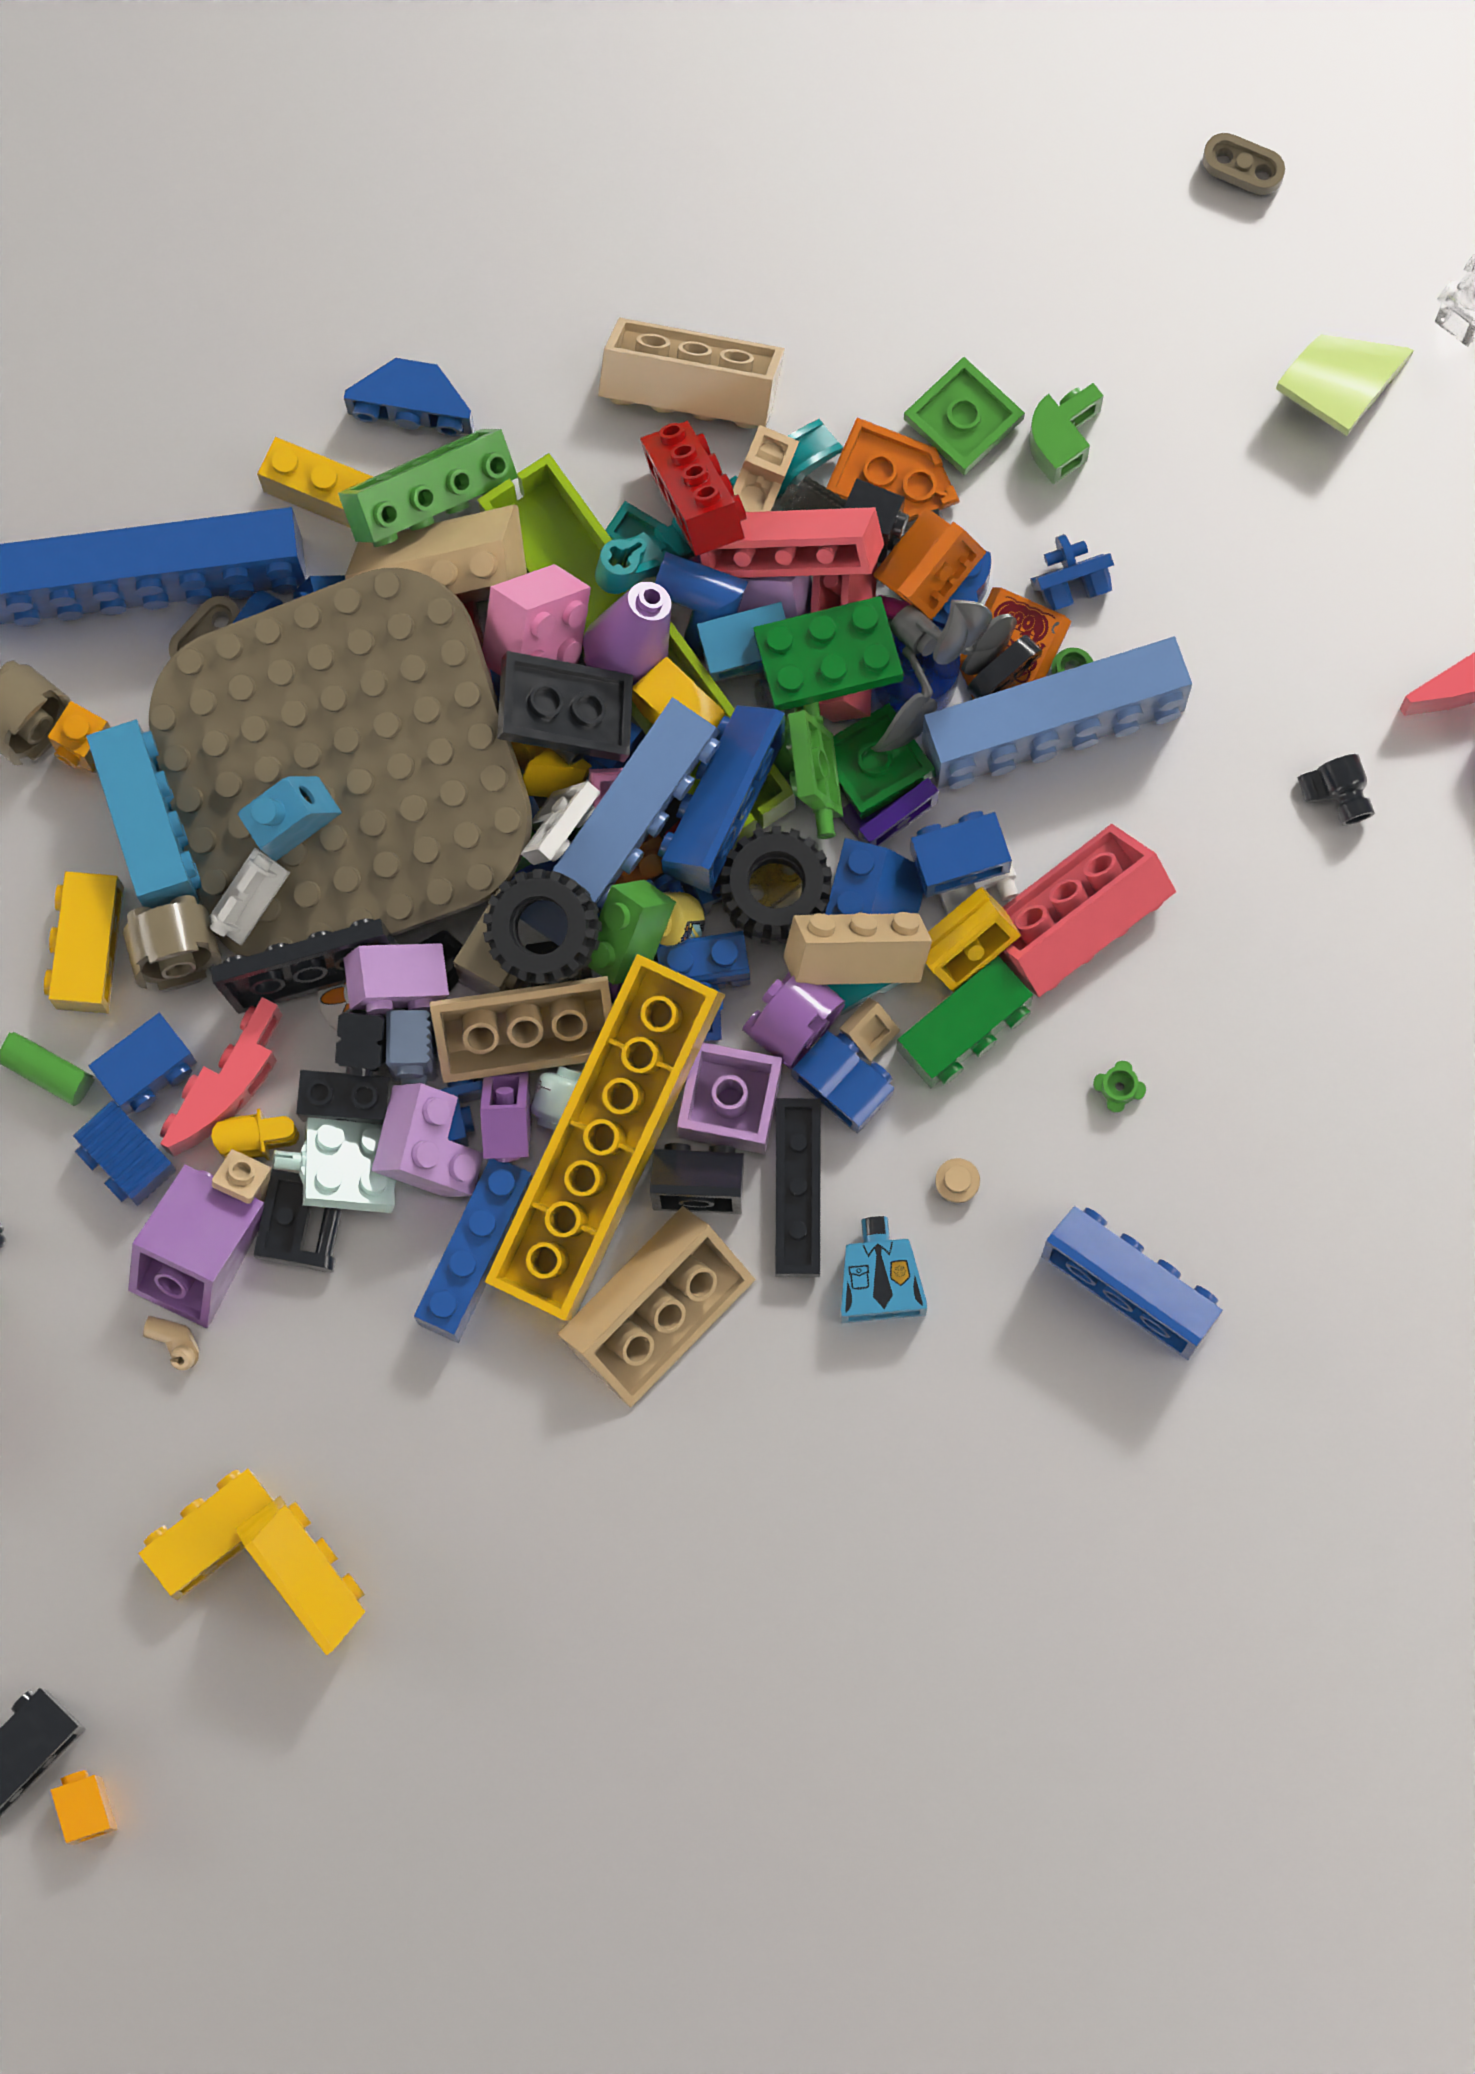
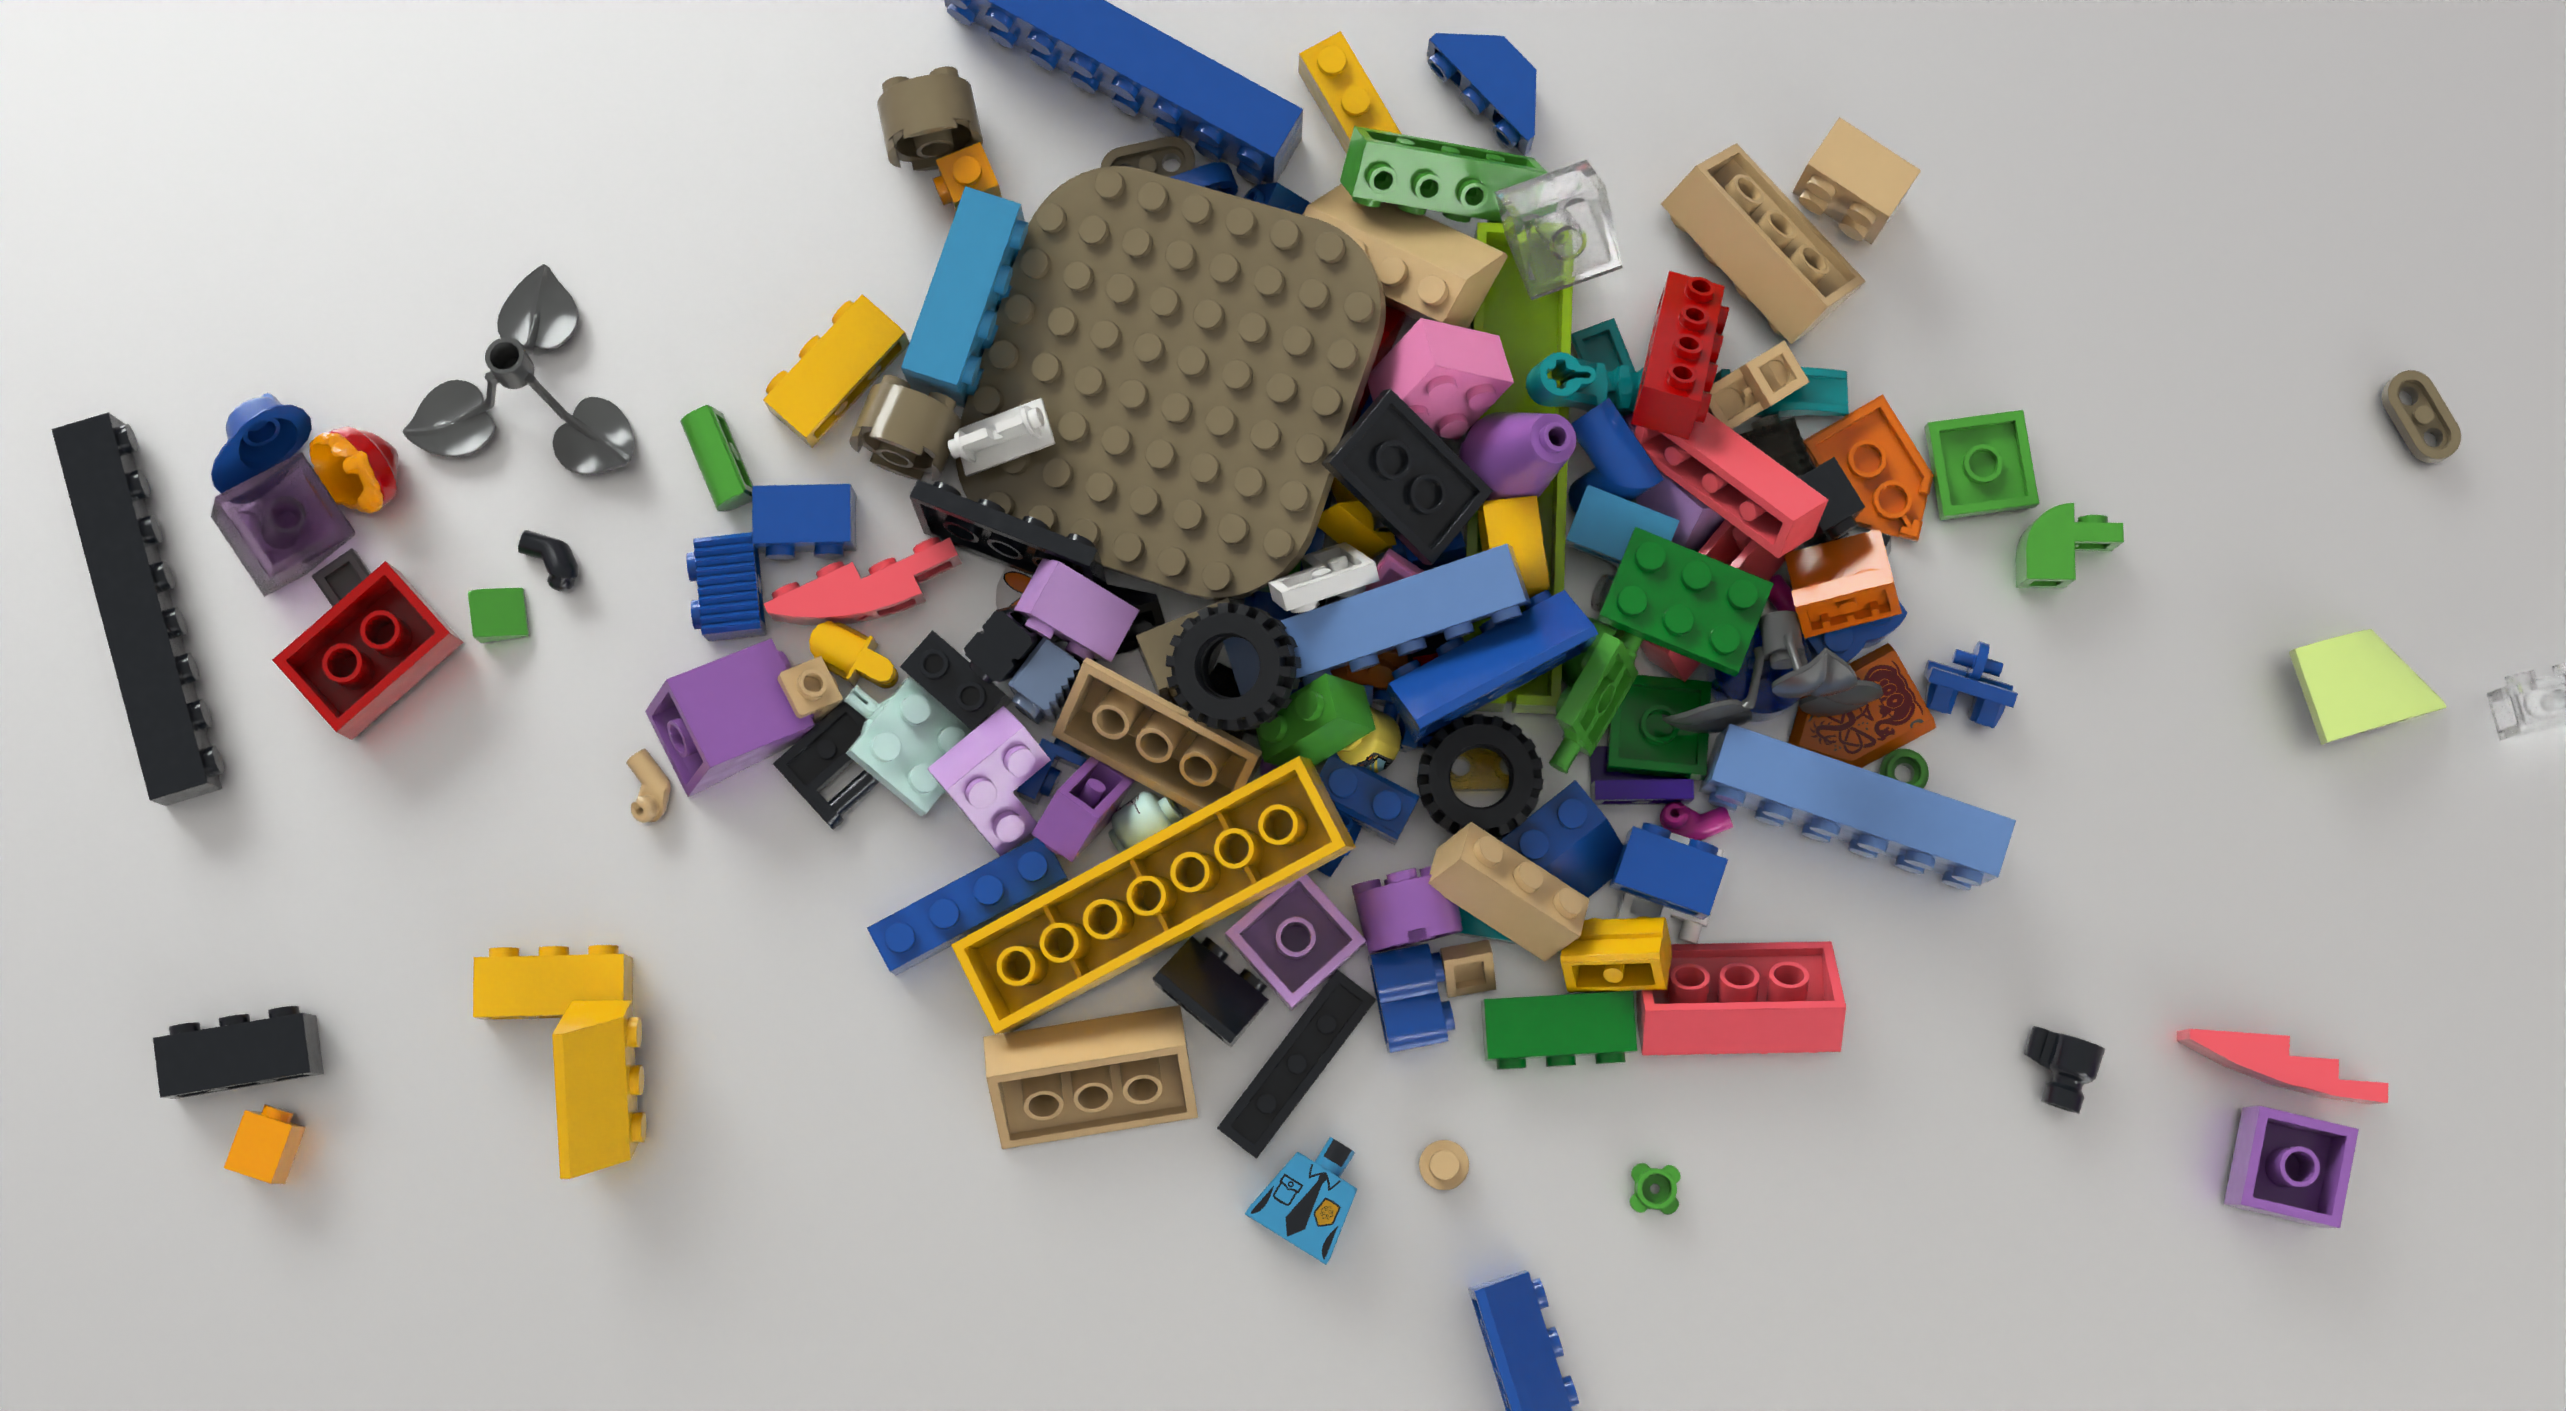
camera: 30 degrees right, 5 degrees up
(284, 817) = (1079, 392): dark azure torso -> none
(541, 459) = (1559, 229): none -> clear slope
(725, 281) = (1855, 182): none -> tan piece
(950, 812) = (1691, 824): none -> dark pink arm
(1005, 668) = (1838, 730): black beam -> none

